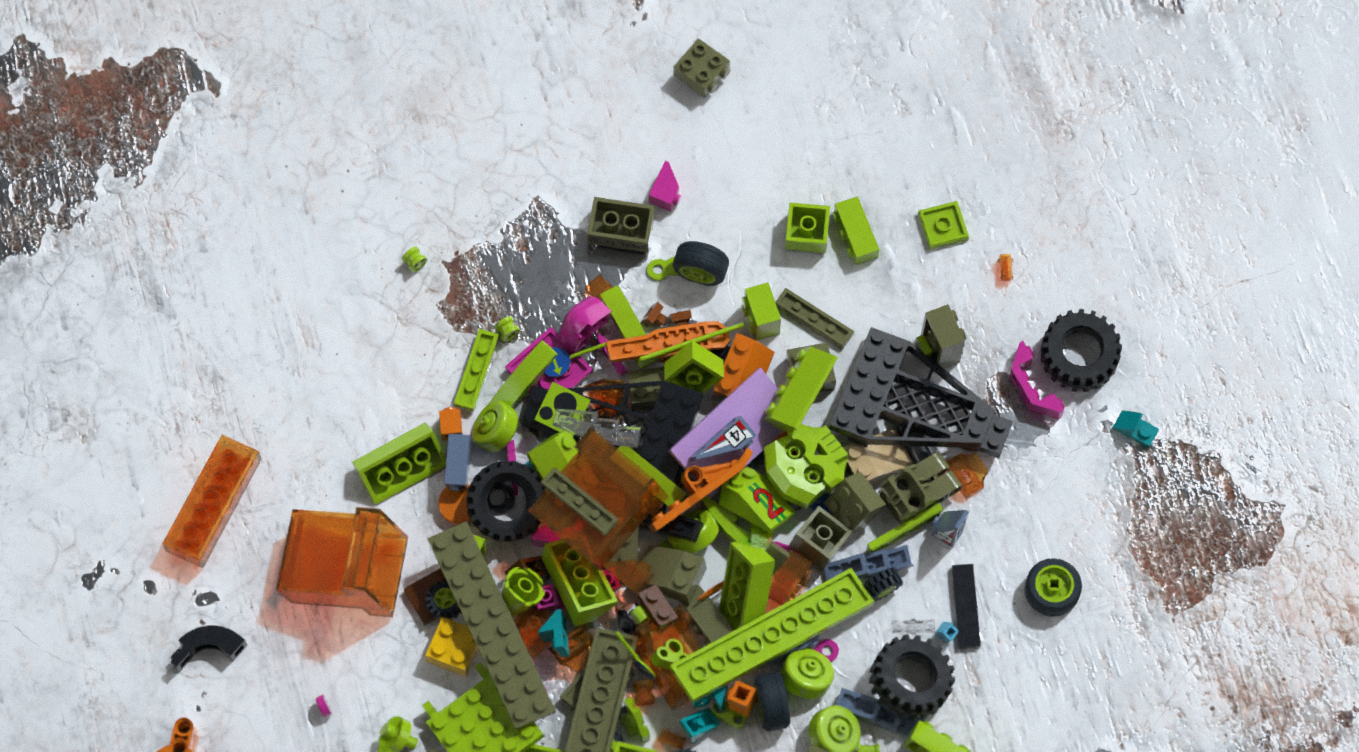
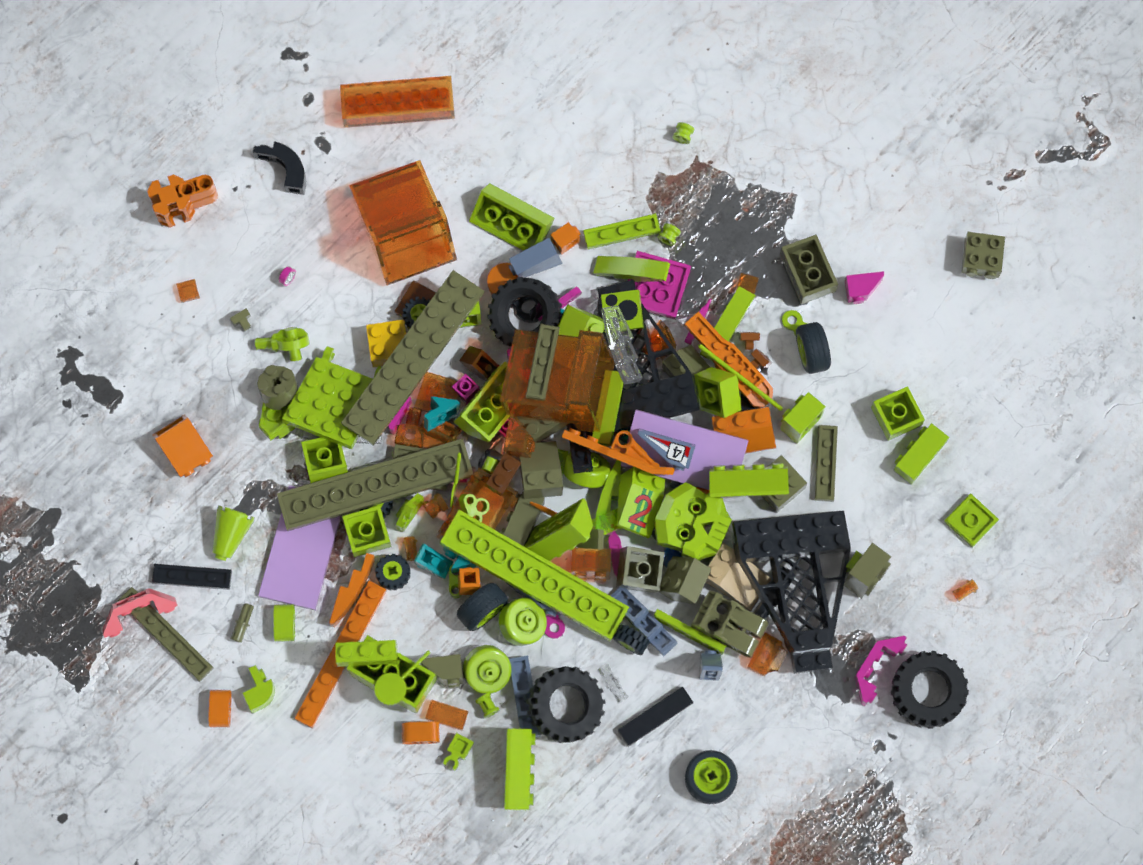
camera: 60 degrees right, 5 degrees up
(495, 426) = (582, 271): lime wheel -> none
(521, 590) = (456, 364): lime cone -> none
(551, 671) = (410, 427): none -> clear orange piece
(562, 361) = (666, 289): blue piece -> none
(582, 322) = (706, 285): dark pink brick -> none
(943, 629) = (623, 708): medium azure piece -> none
(1135, 428) = (891, 771): teal slope -> none

